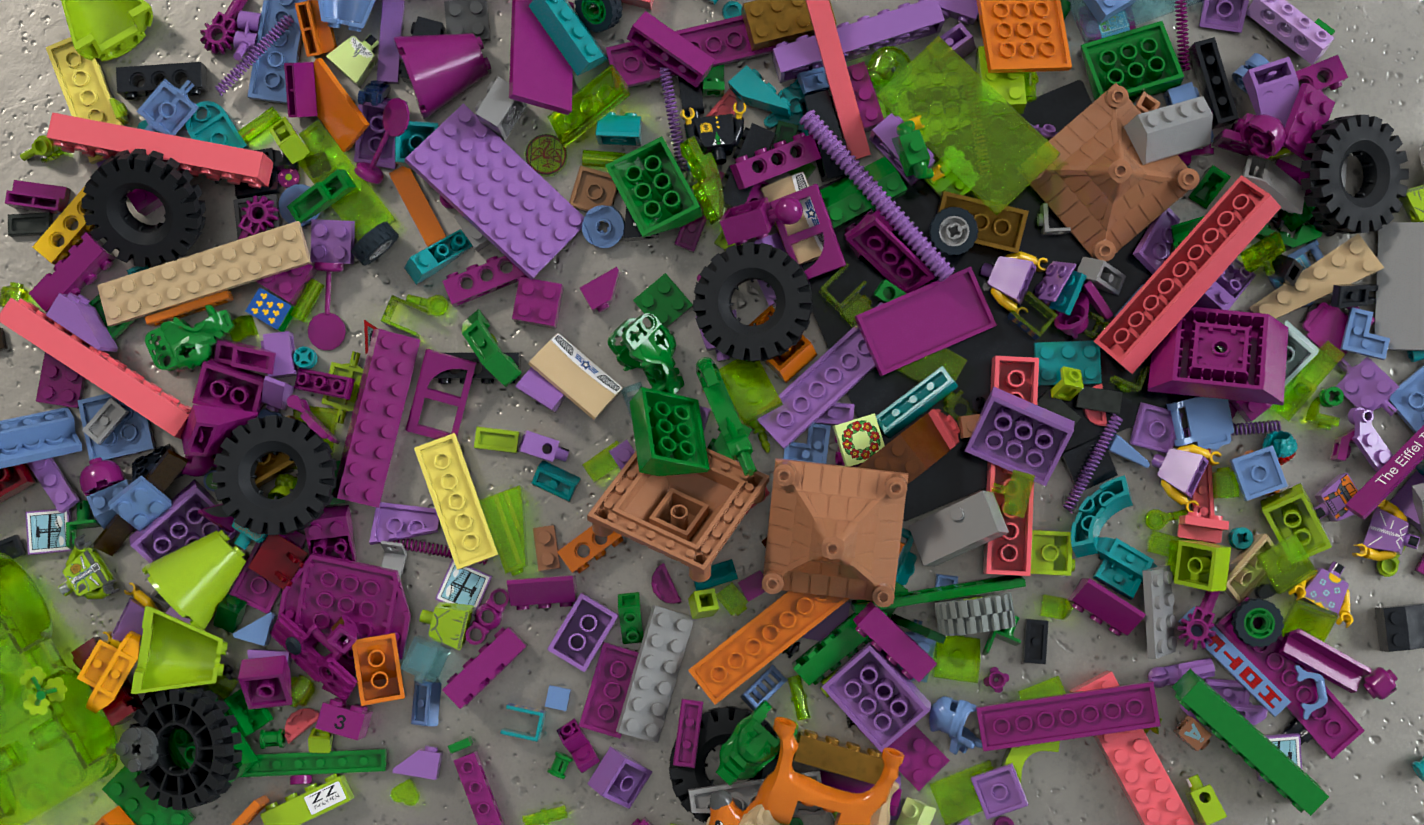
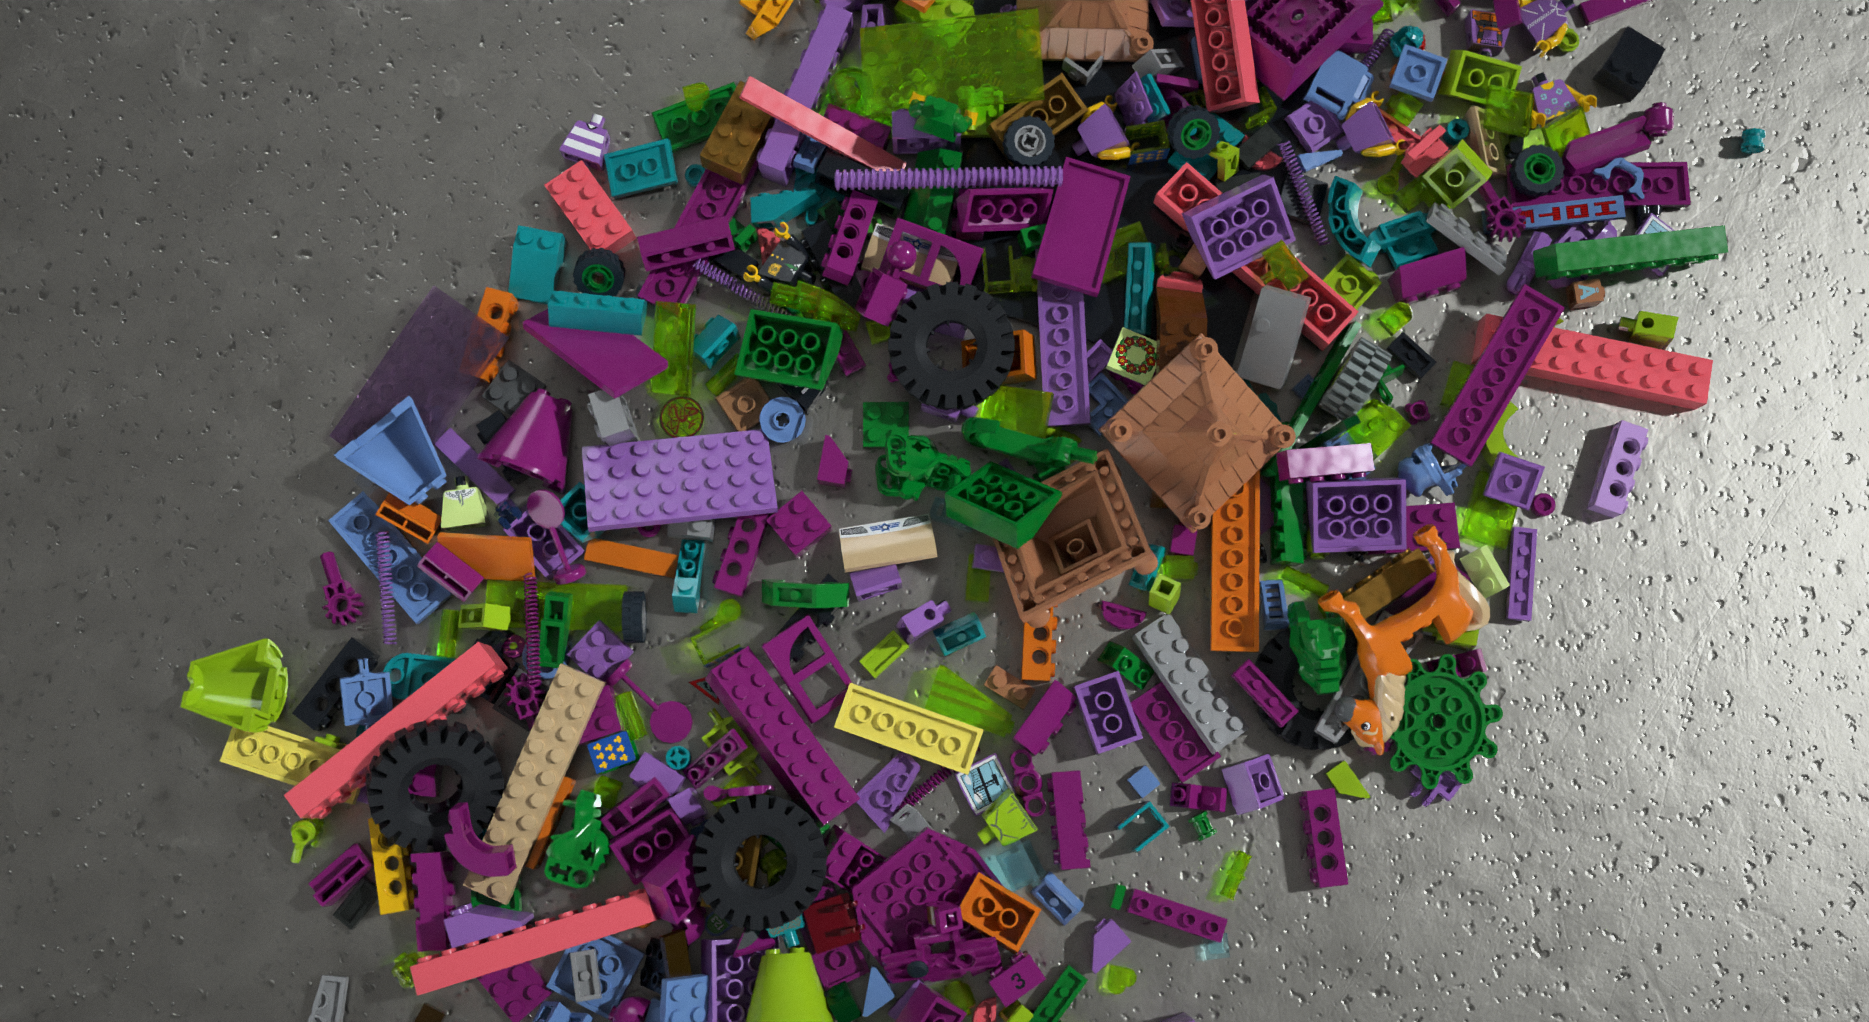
camera: 55 degrees left, 5 degrees down
(121, 272) = (474, 853): none -> magenta arch
(246, 39) = (364, 580): medium lavender beam -> none
(306, 177) = (532, 581): none -> magenta piece
(1071, 333) = (1184, 122): none -> black wheel

